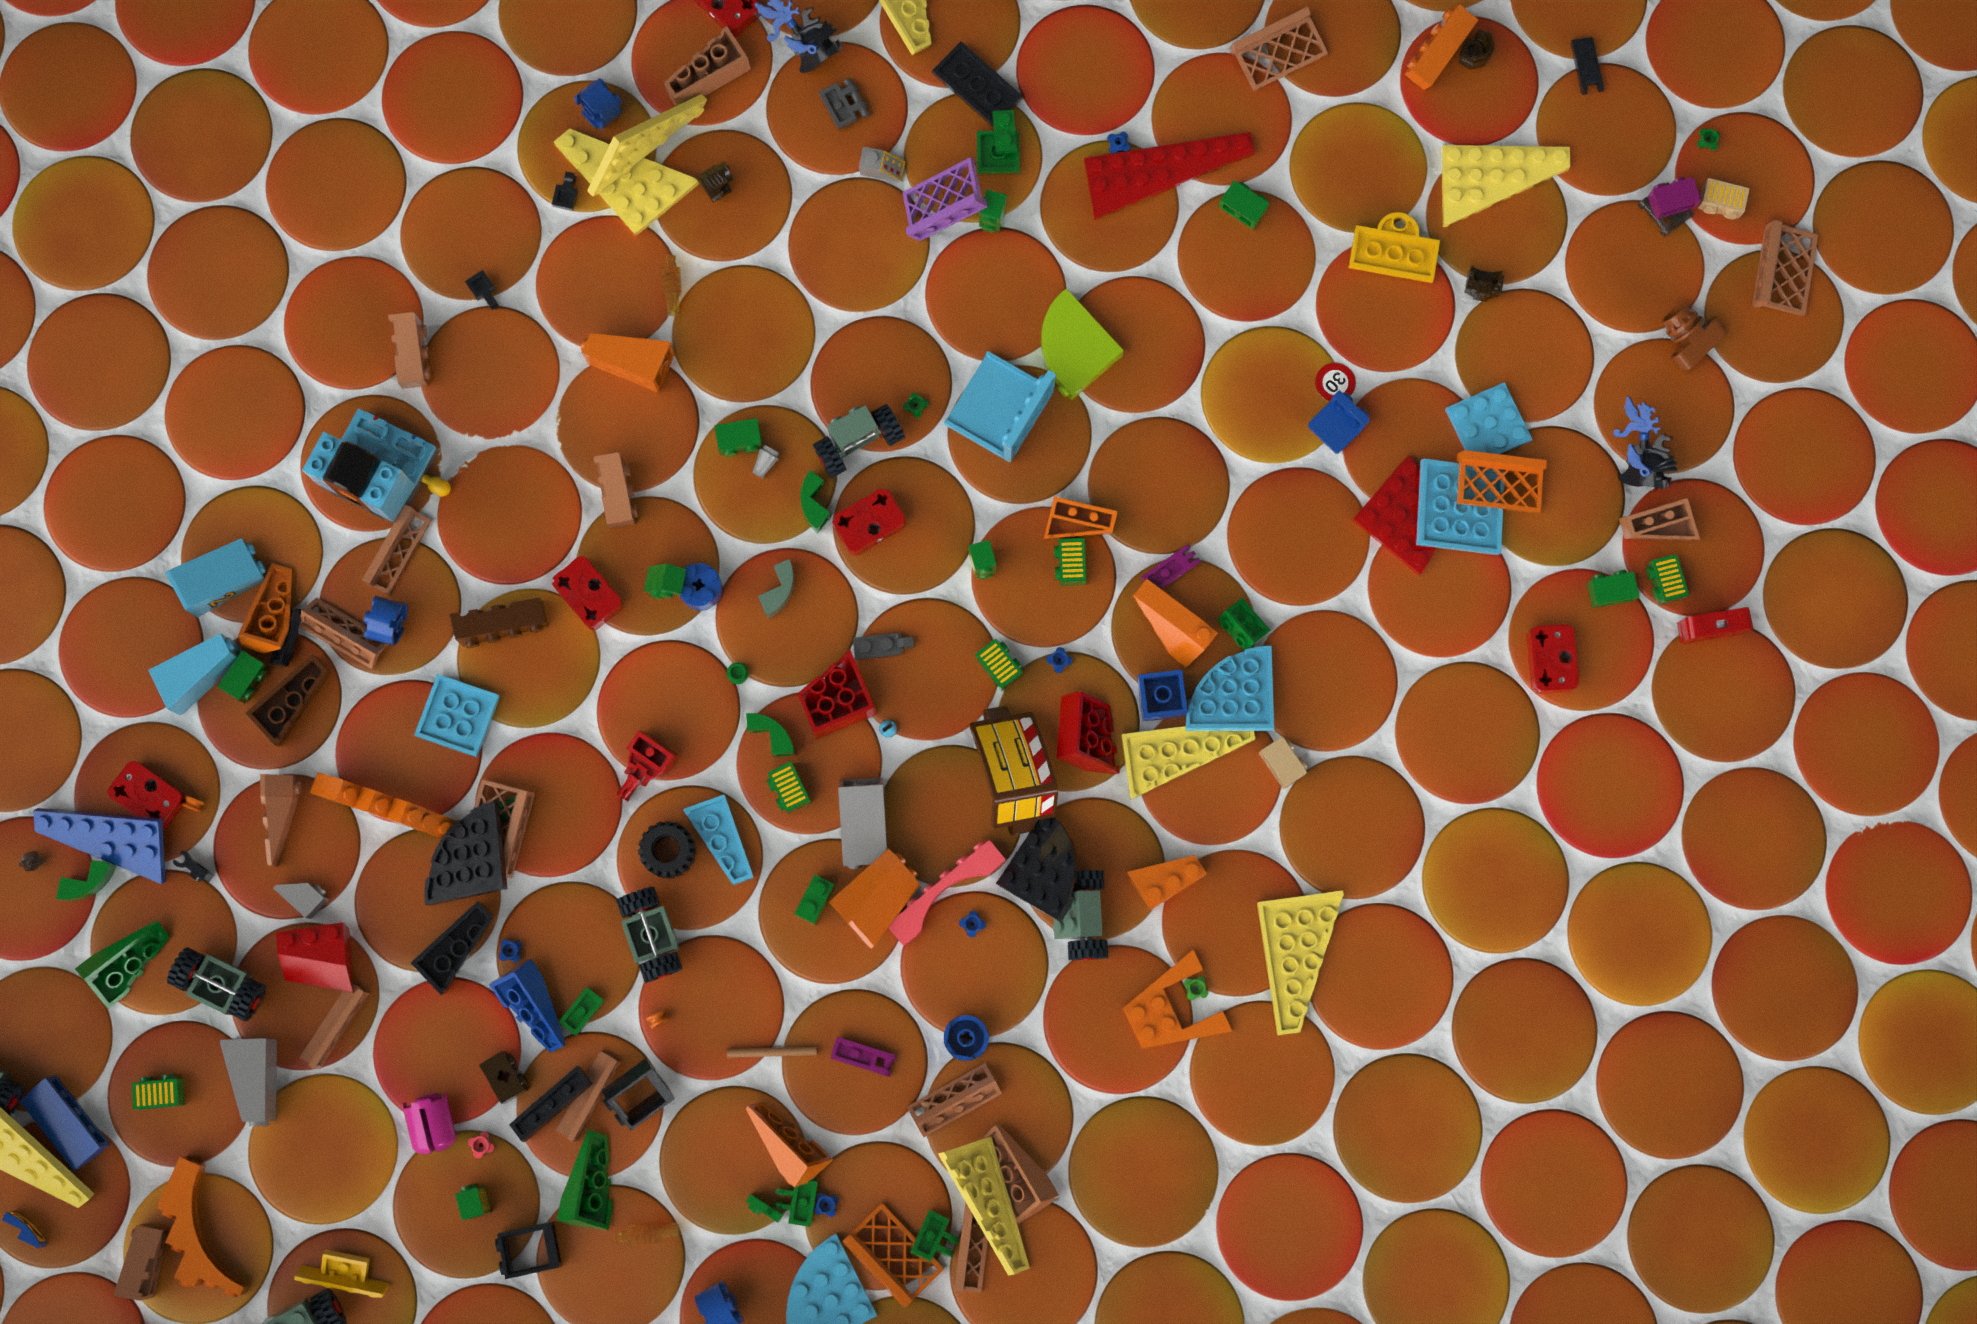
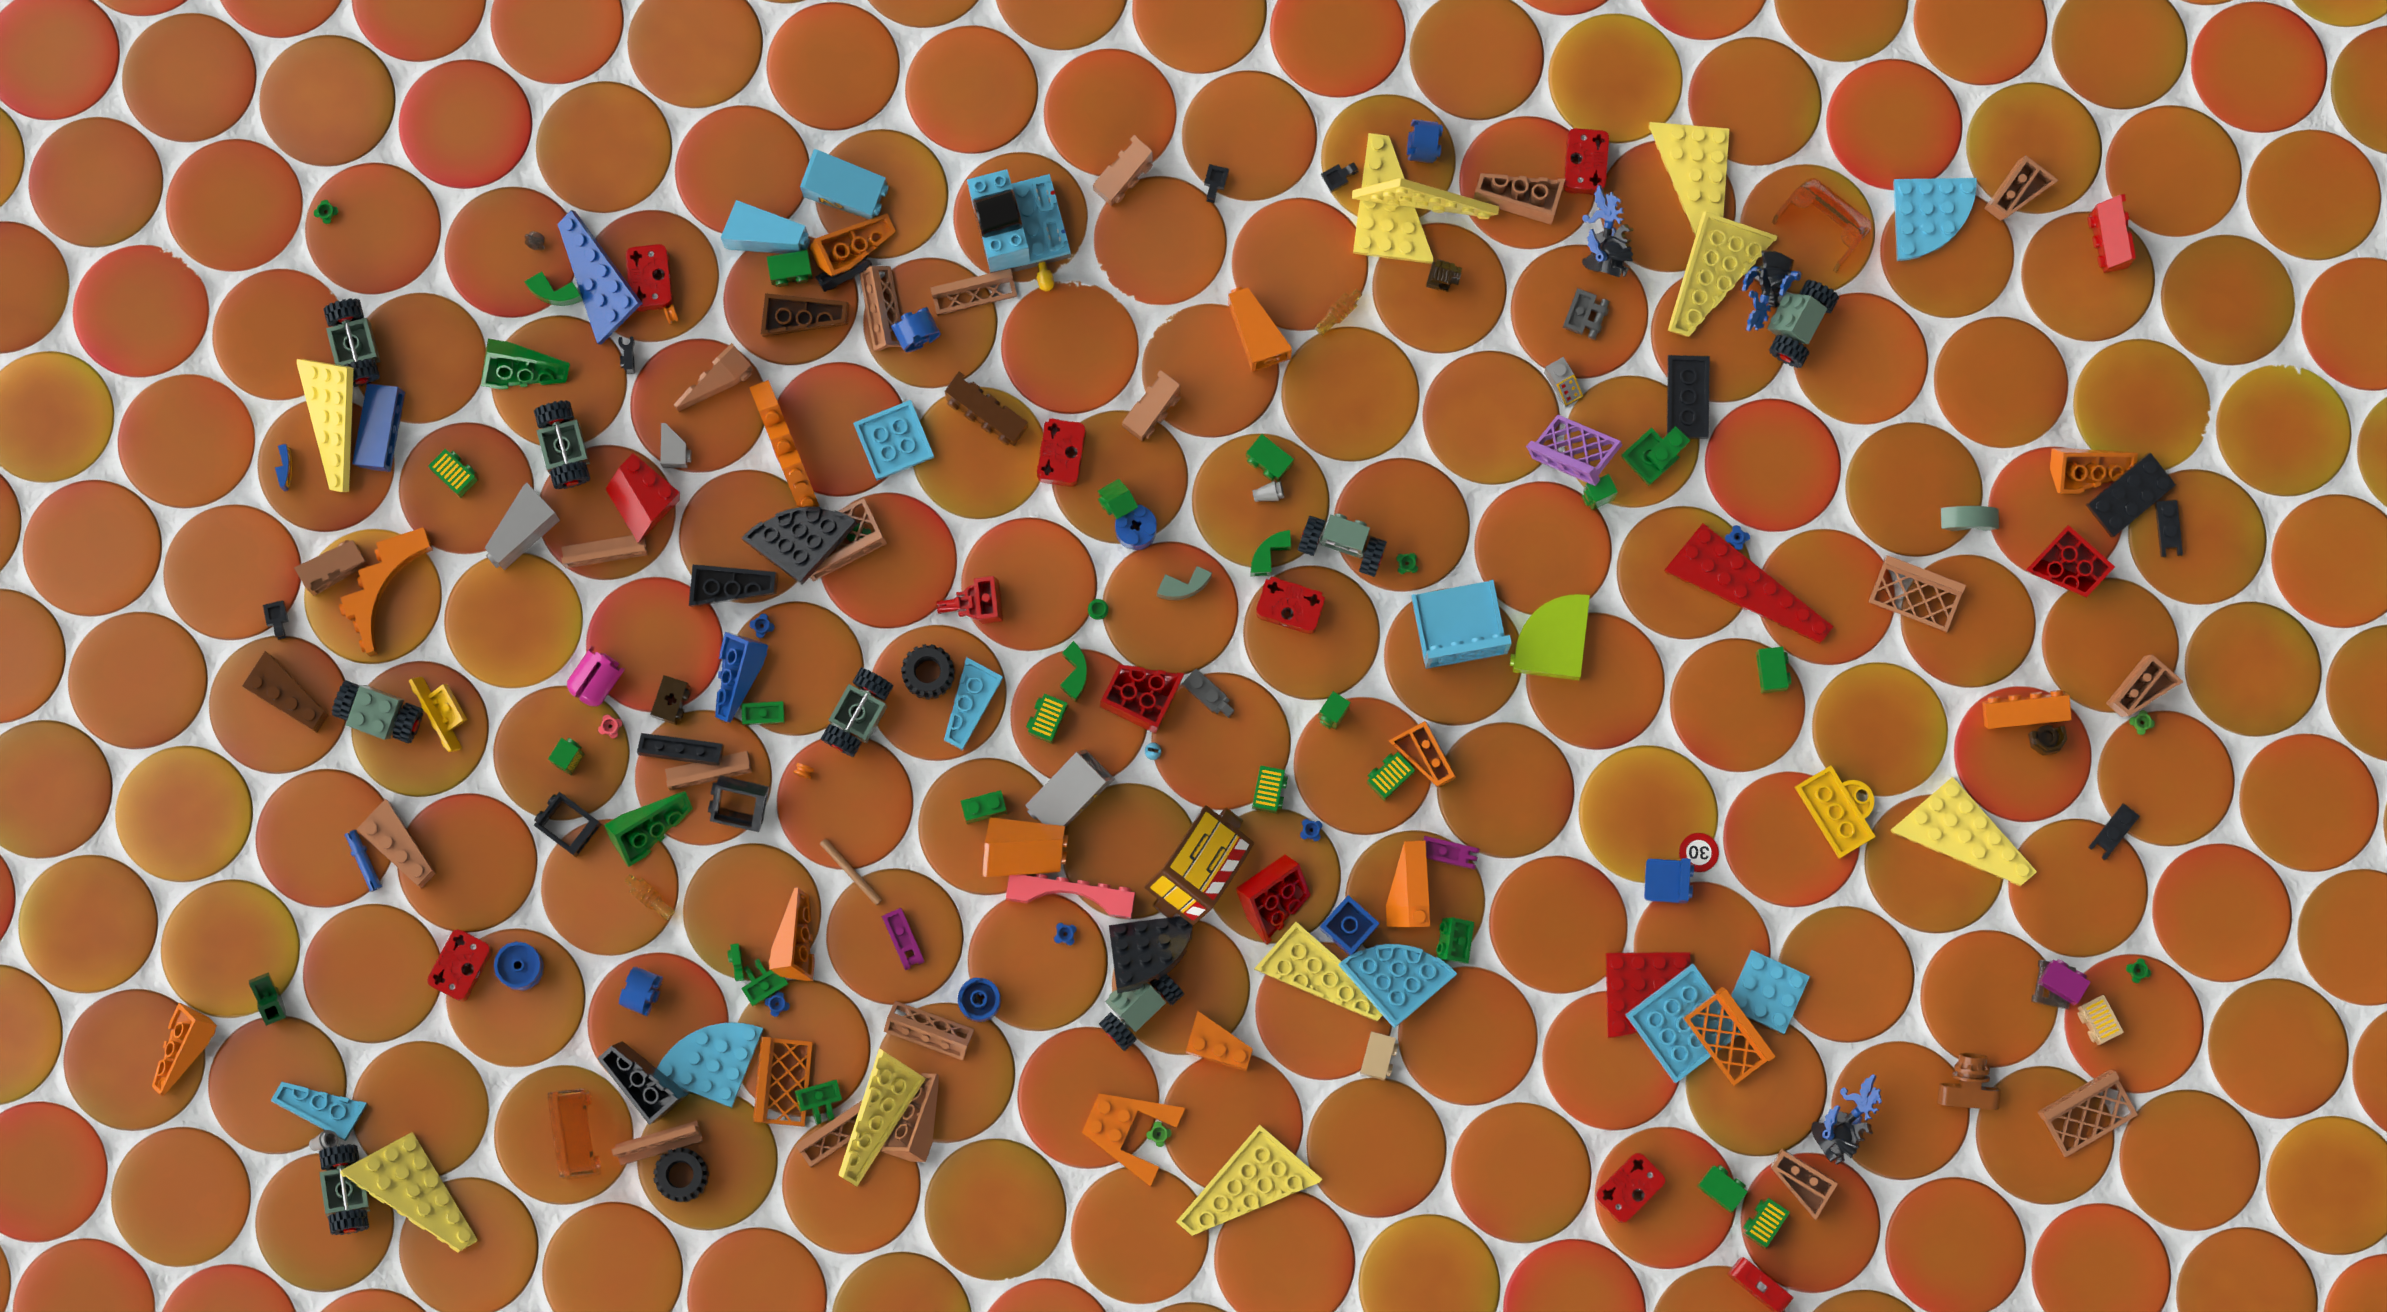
camera: 50 degrees right, 0 degrees up
(1483, 284) = (1871, 896): dark brown hair -> none

